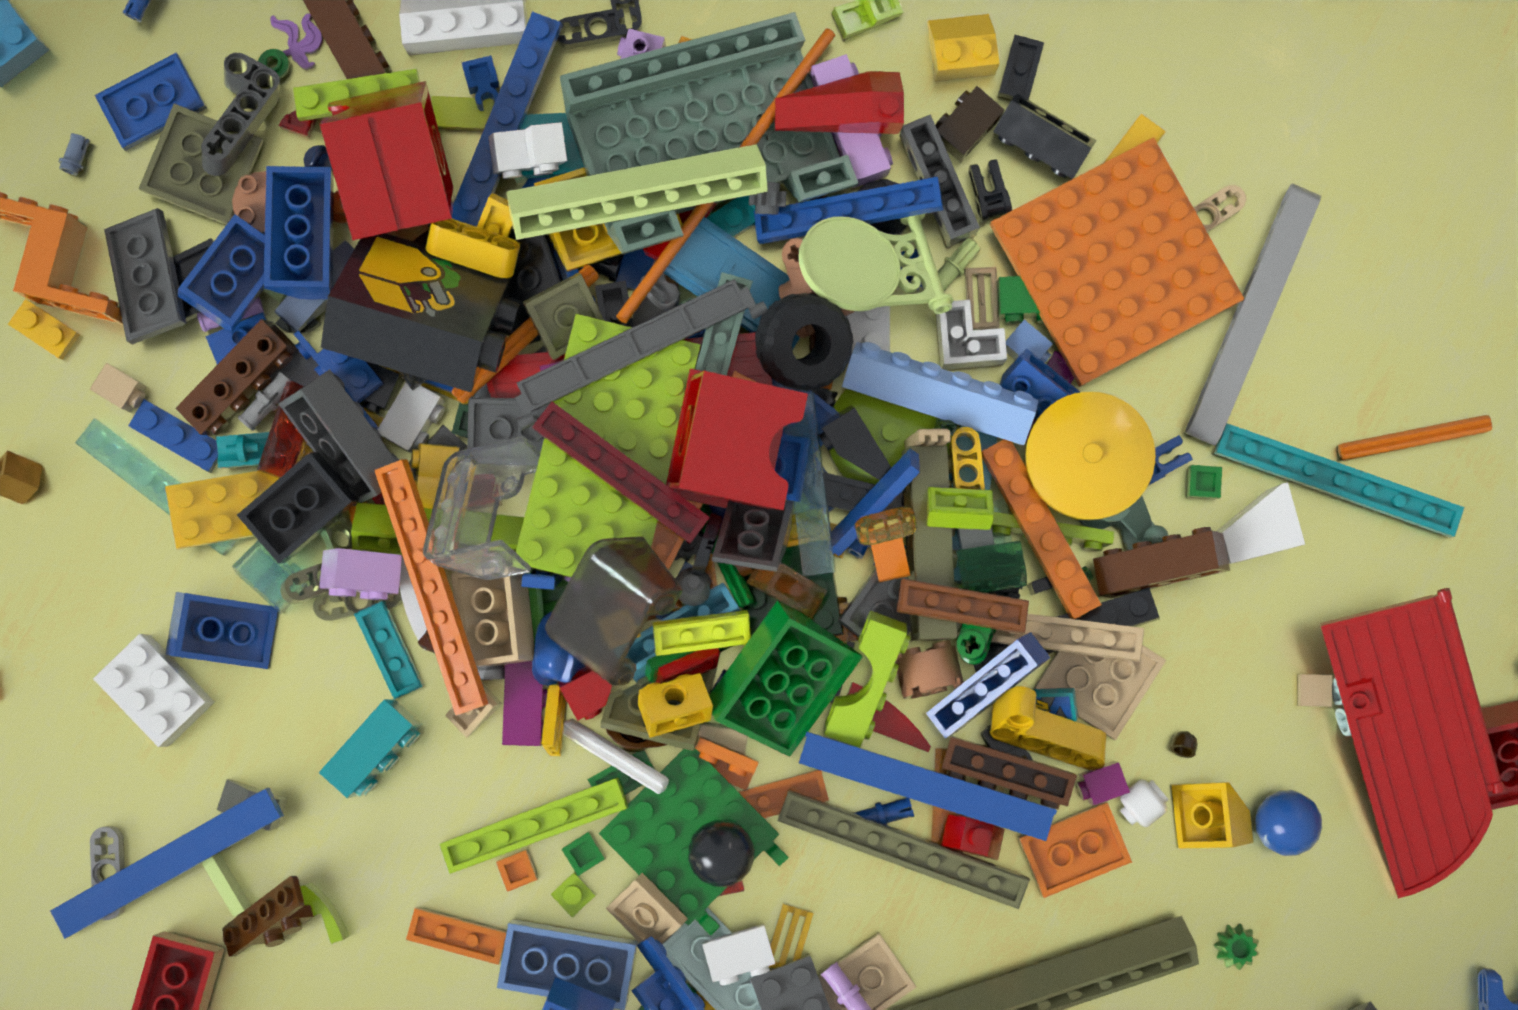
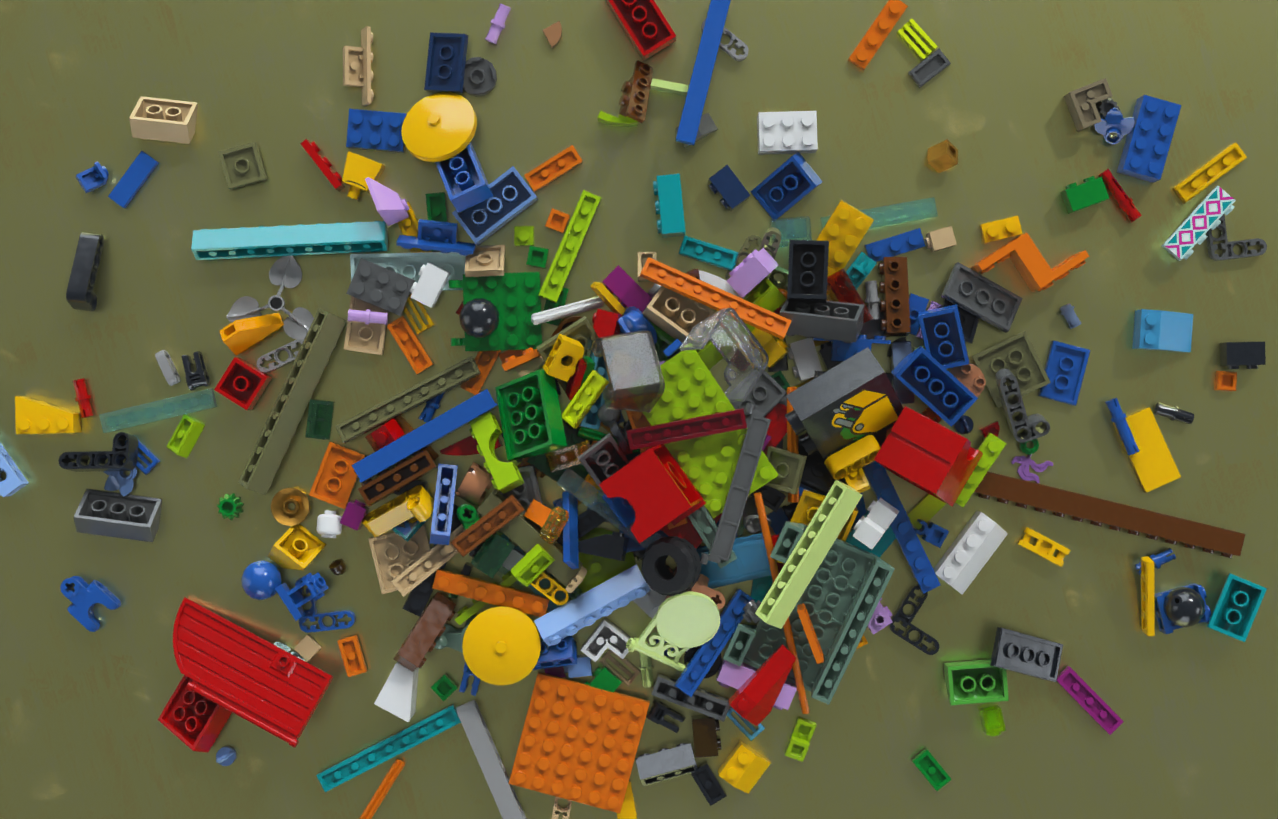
camera: 135 degrees right, 5 degrees up
(287, 698) = (728, 188): none -> dark blue brick
(730, 107) = (810, 633): none -> orange tile
(835, 910) = (410, 345): none -> orange plate
(908, 69) = (748, 735): none -> medium azure tile
(1028, 935) = (319, 419): none -> clear green hinge
(1182, 878) = (281, 510): none -> pearl gold dish
(1269, 723) = (312, 615): none -> blue beam
(1272, 627) = (352, 655): none -> orange plate
(1272, 761) = (294, 598): none -> blue tile

